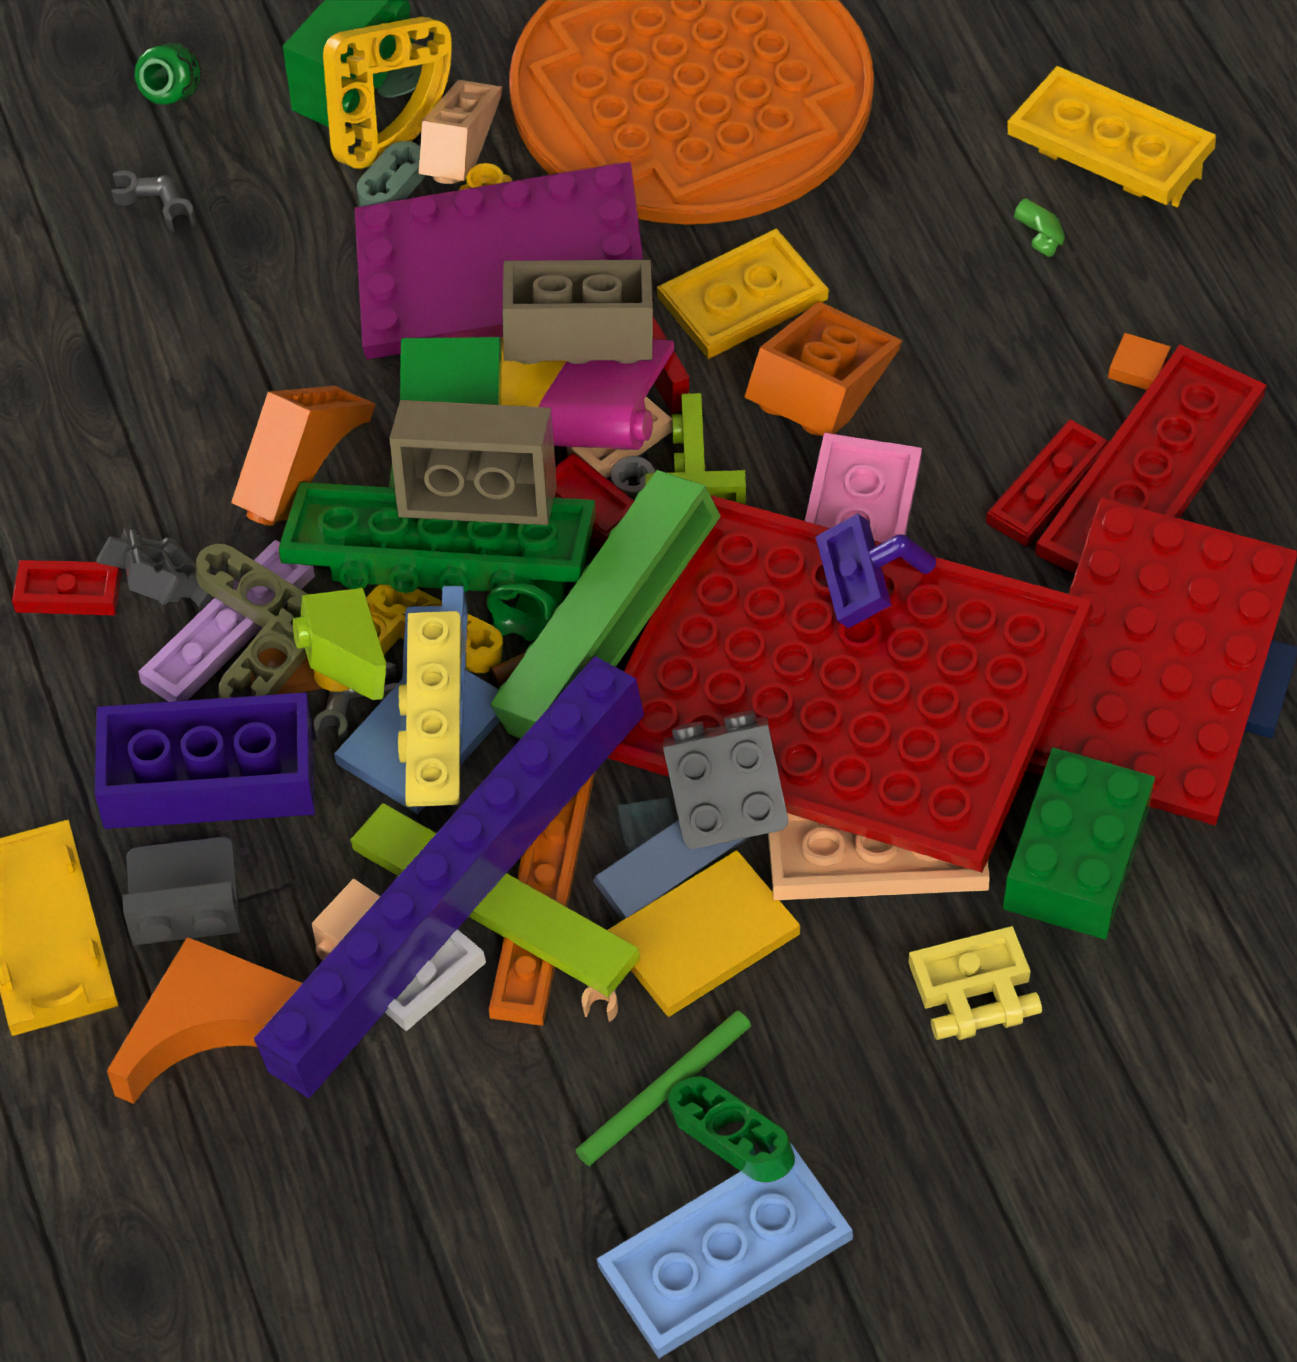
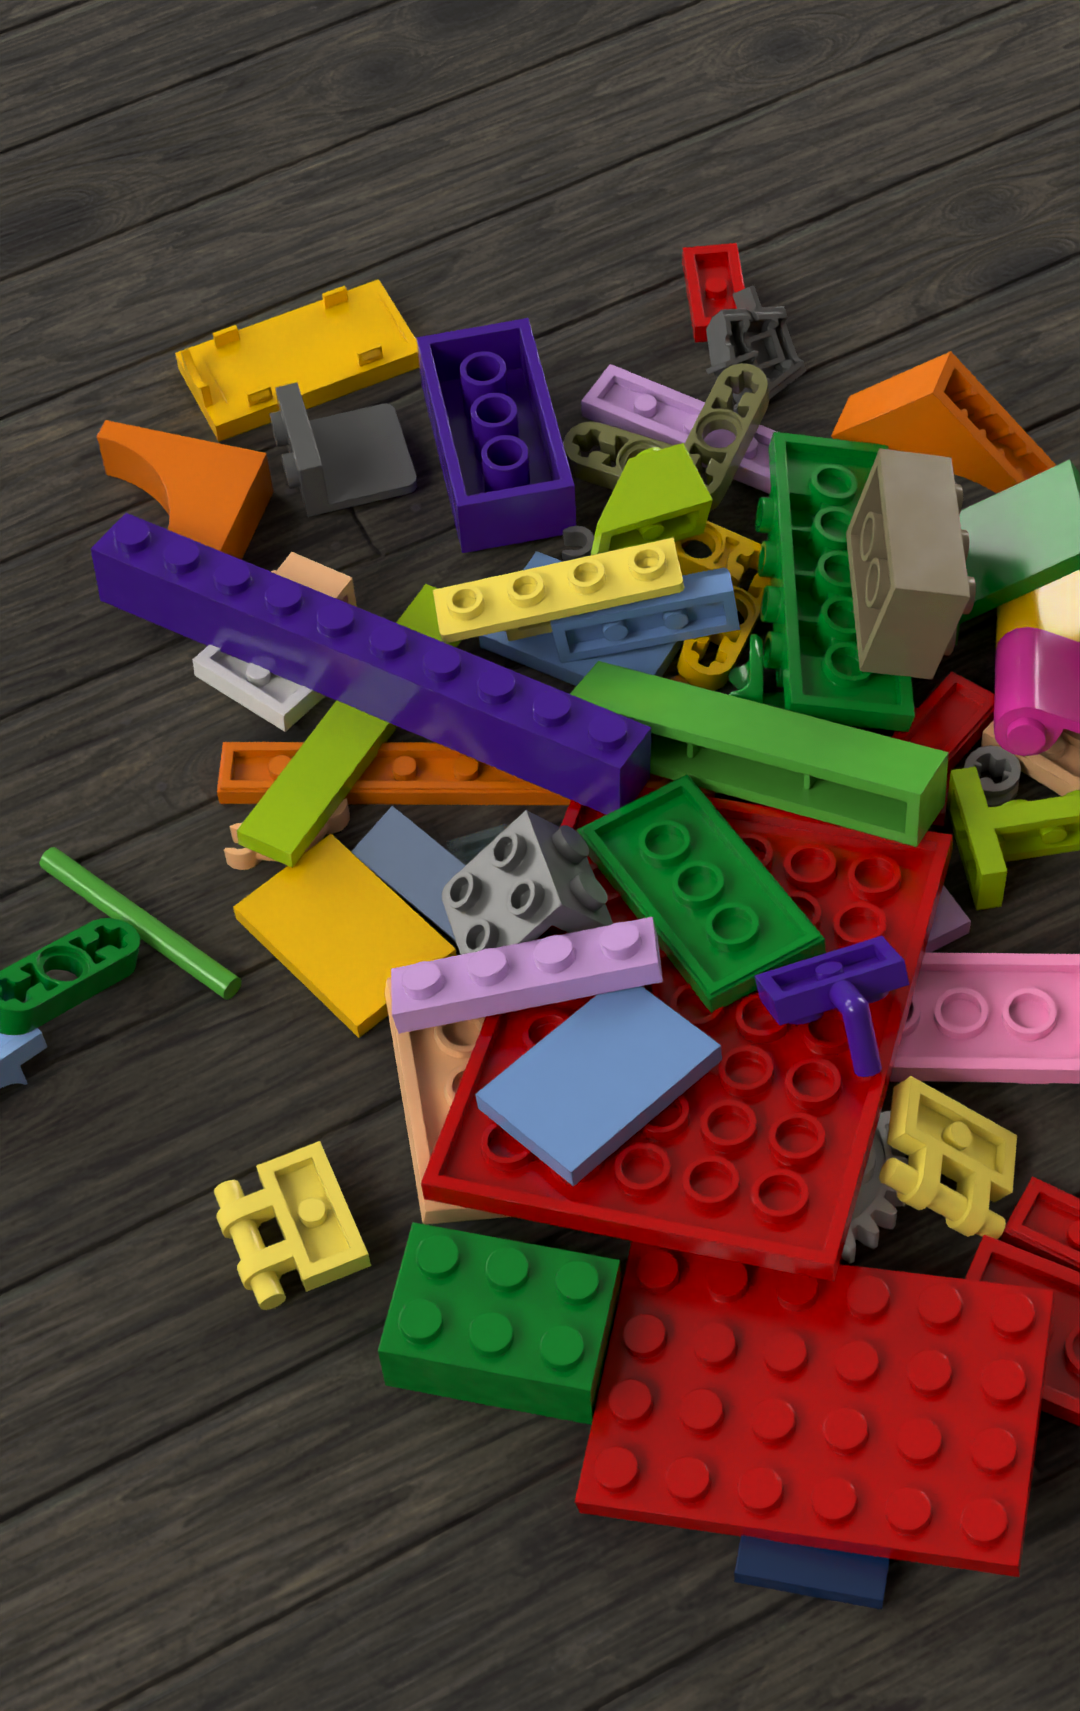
camera: 85 degrees right, 0 degrees up
(736, 659) = (704, 887): none -> green tile
(806, 775) = (525, 975): none -> lavender plate
(909, 733) = (598, 1079): none -> medium blue tile
(982, 545) = (953, 1142): none -> light yellow plate

